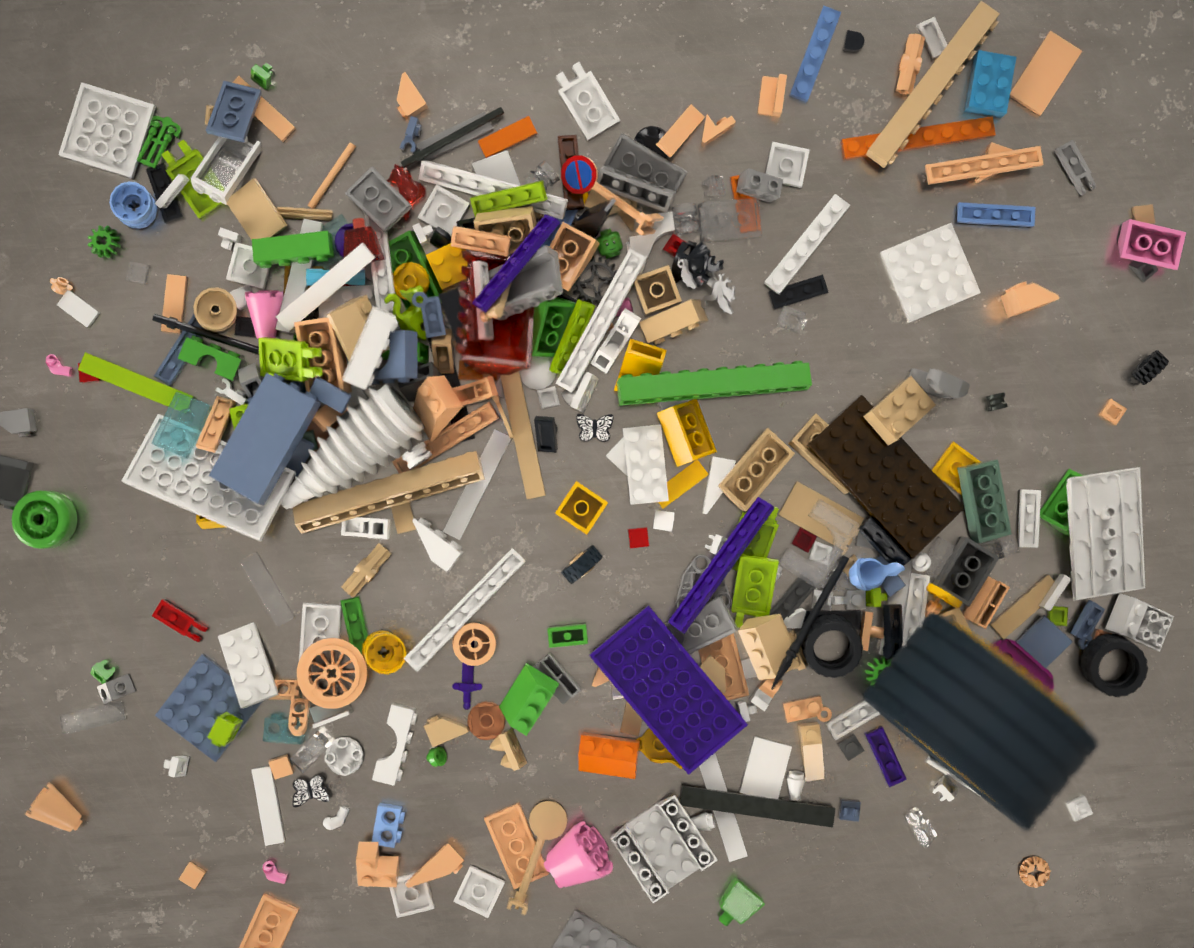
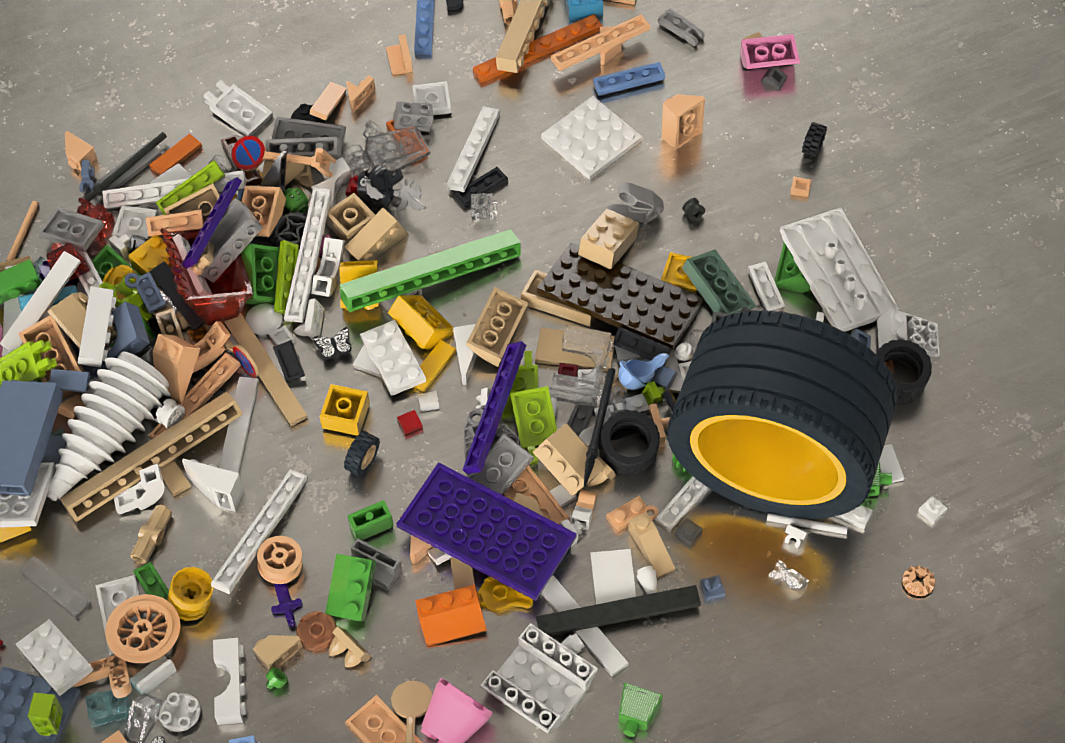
camera: 15 degrees left, 30 degrees down
(885, 756) = (726, 529): dark purple tile -> none

